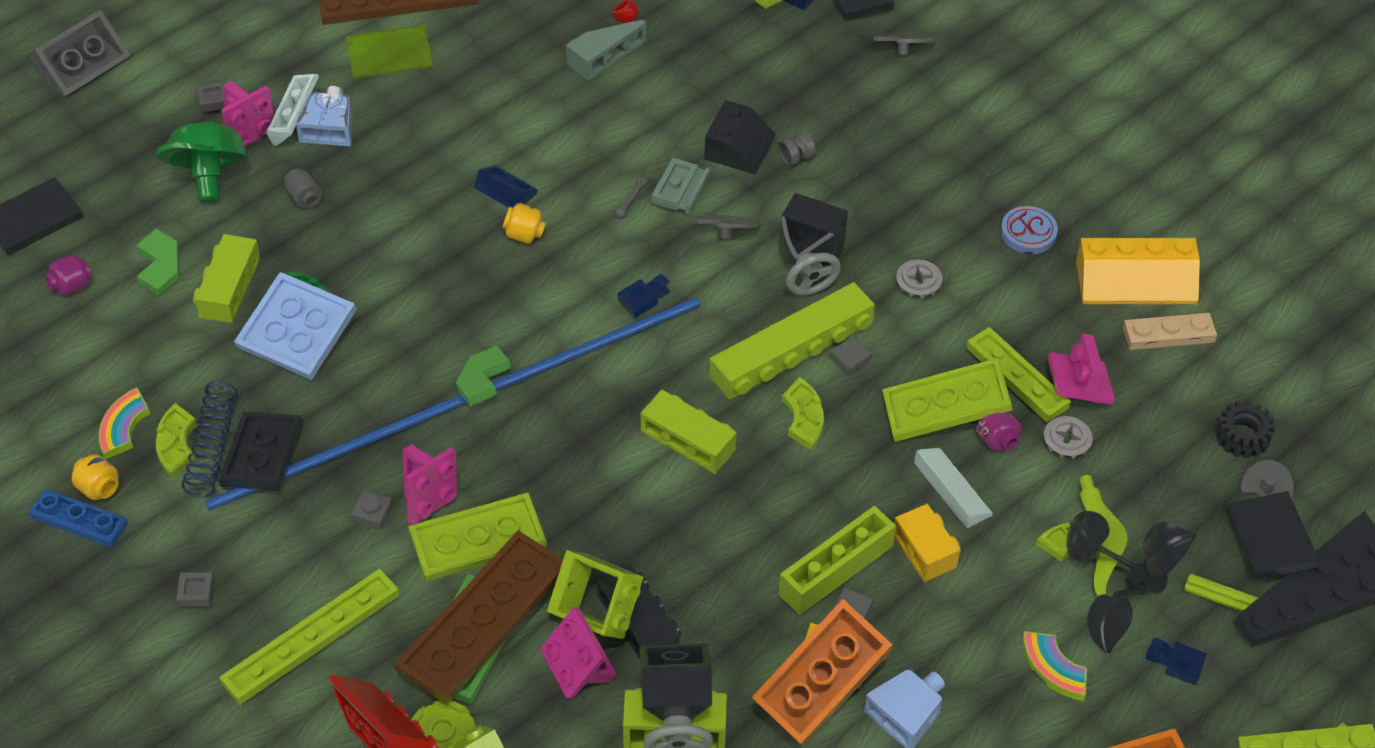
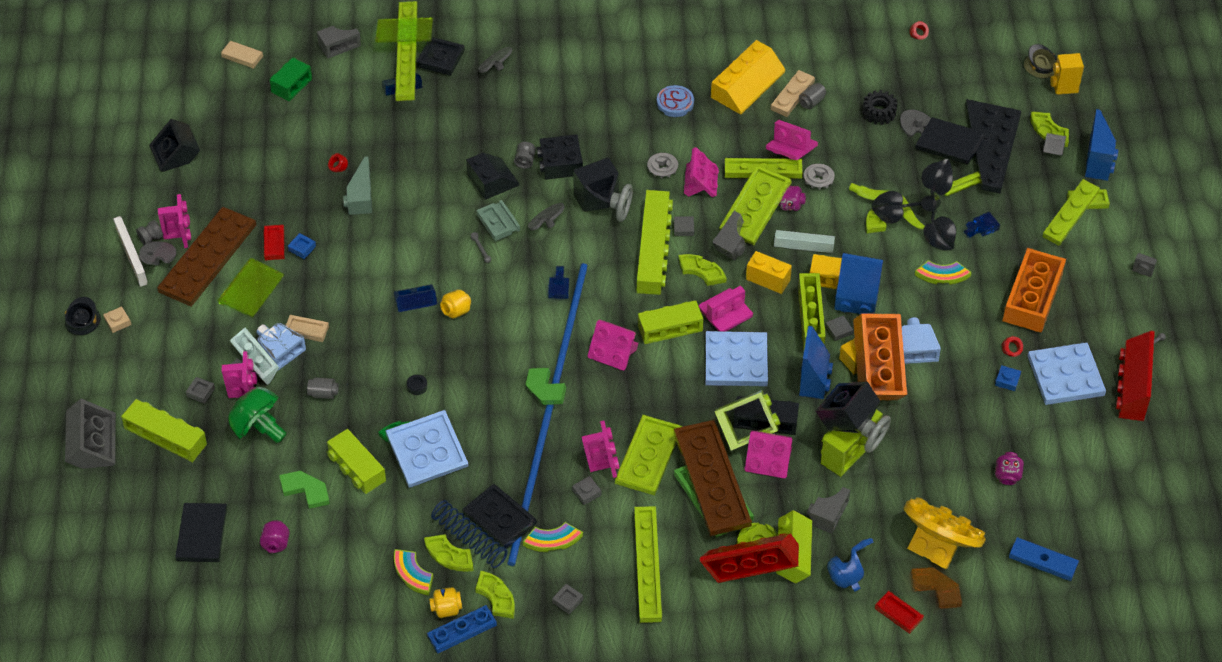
camera: 50 degrees left, 0 degrees up
(134, 102) = (164, 430): none -> lime brick
(153, 521) = (497, 593): none -> lime tile
(273, 522) = (552, 539): none -> tile
(376, 127) = (308, 328): none -> tan tile
(385, 264) = (417, 384): none -> black tile
(466, 30) = (274, 242): none -> red tile
(479, 52) = (301, 246): none -> blue plate
(598, 398) = (612, 344): none -> dark pink bracket
(702, 532) = (736, 358): none -> light blue plate
(747, 610) = (815, 367): none -> blue slope
(761, 474) = (726, 309): none -> dark pink bracket
(828, 177) = (559, 156): none -> black brick
(858, 478) = (768, 272): none -> yellow brick
(871, 406) = (729, 239): none -> dark grey arch
(918, 580) = (858, 284): none -> blue slope
(939, 319) = (700, 175): none -> dark pink bracket
(1182, 350) = (812, 95): none -> dark grey brick

